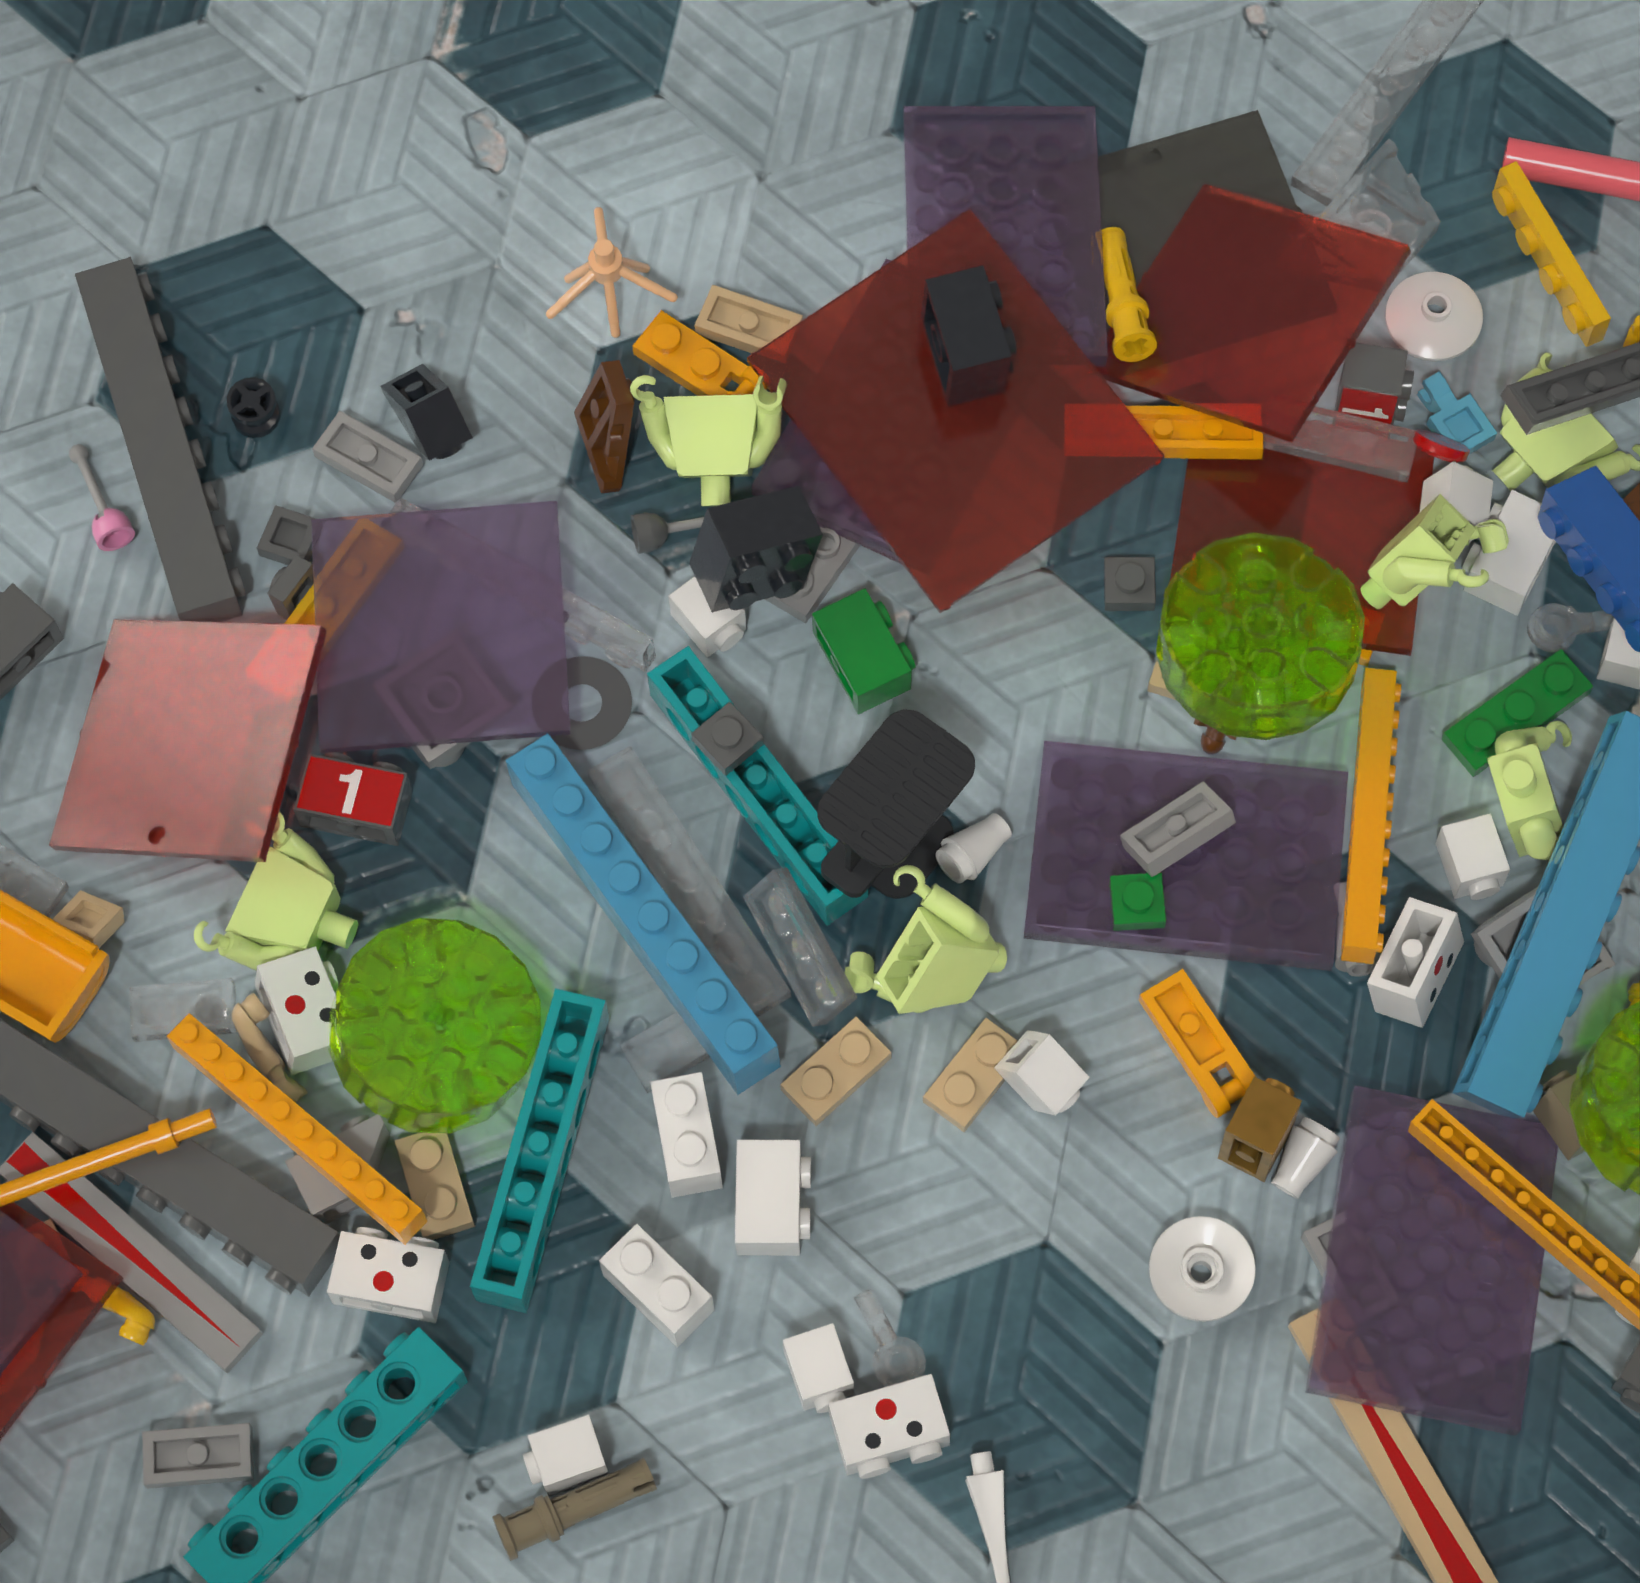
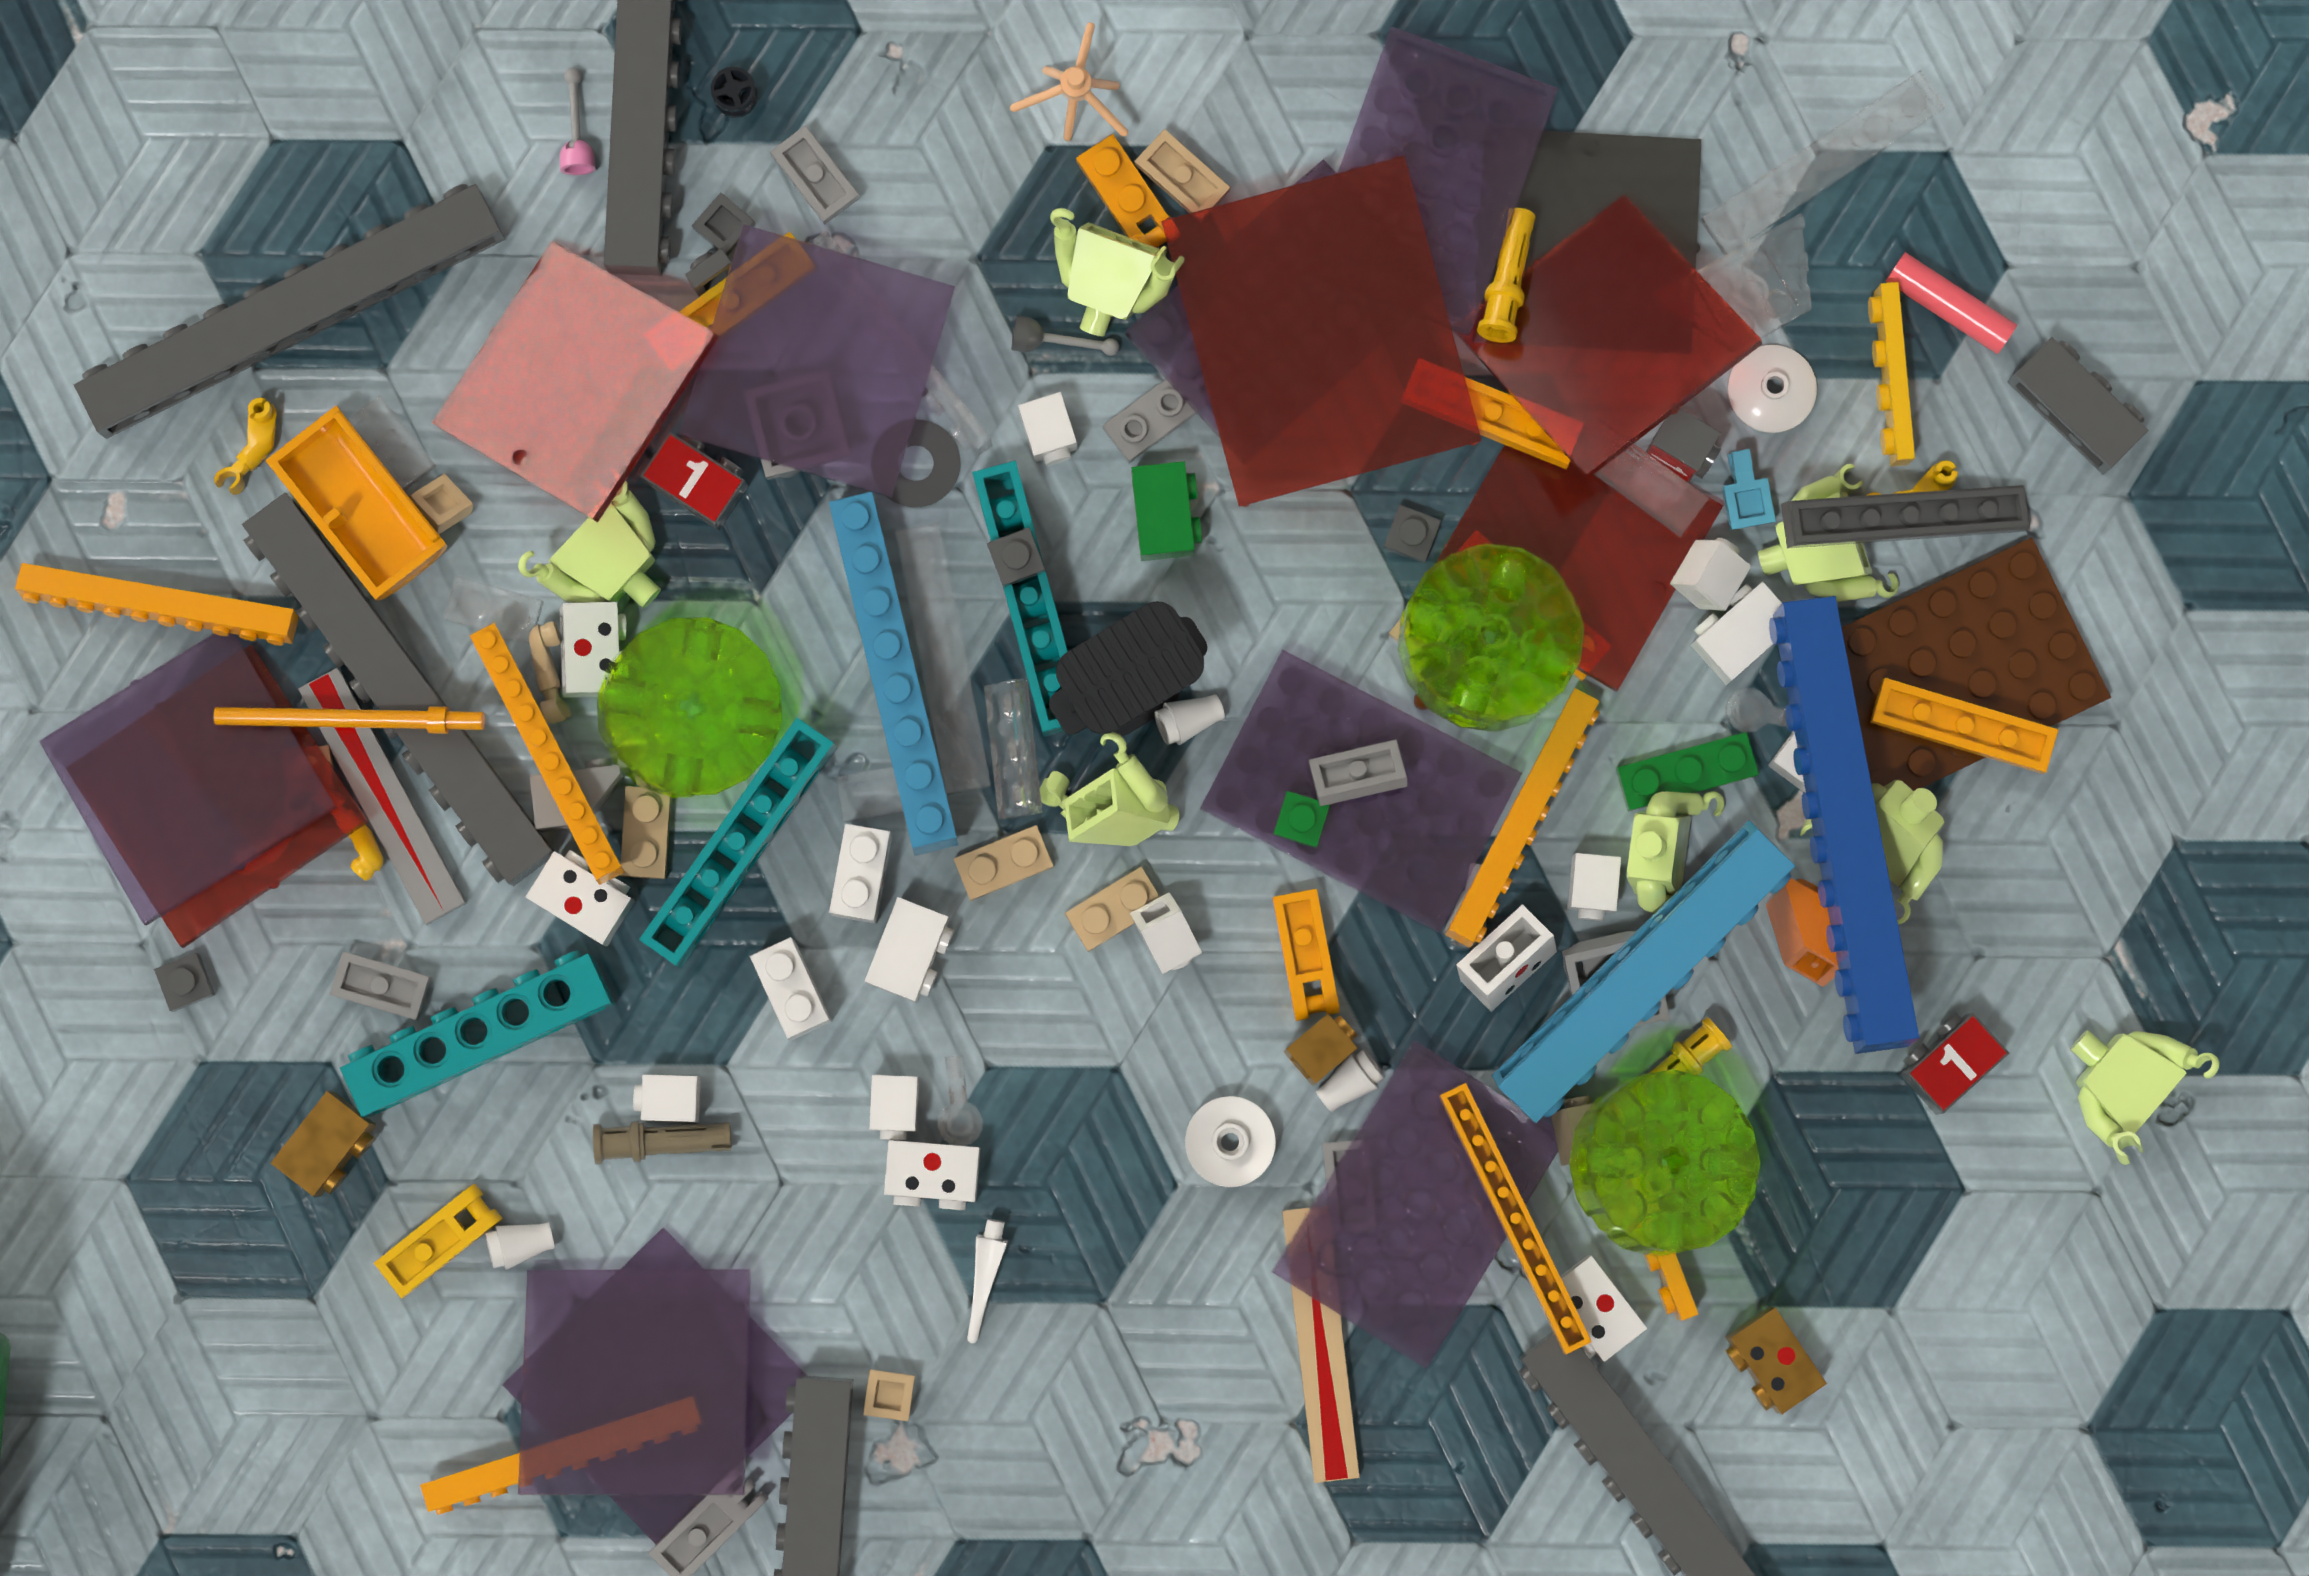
camera: 15 degrees right, 15 degrees up
(427, 412) = (878, 153): black slope -> none
(605, 423) = (1024, 228): reddish brown wing -> none
(755, 549) = (1101, 401): black brick -> none
(967, 335) = (1350, 281): black brick -> none
(1426, 555) = (1659, 617): yellowish green torso -> none
(1440, 446) = (1719, 519): red piece -> none

